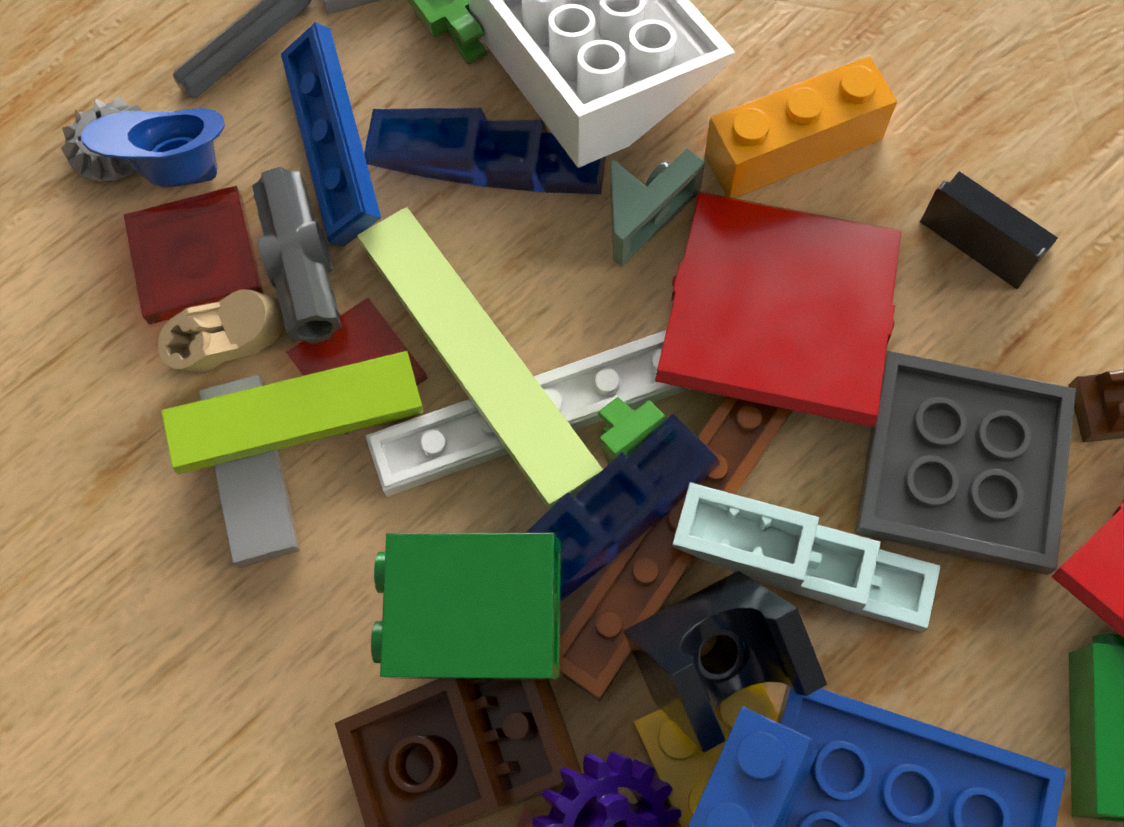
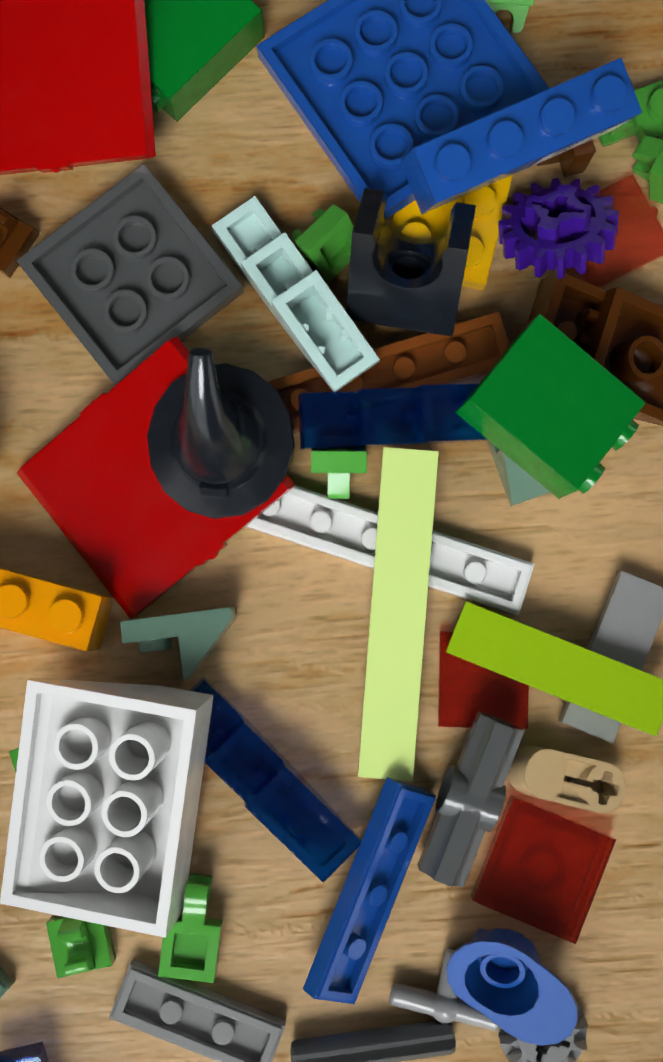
camera: 150 degrees left, 15 degrees up
(214, 98) = (441, 1004): none -> light grey piece
(752, 366) = (220, 438): none -> black piece
(828, 626) = (327, 242): none -> bright green tile

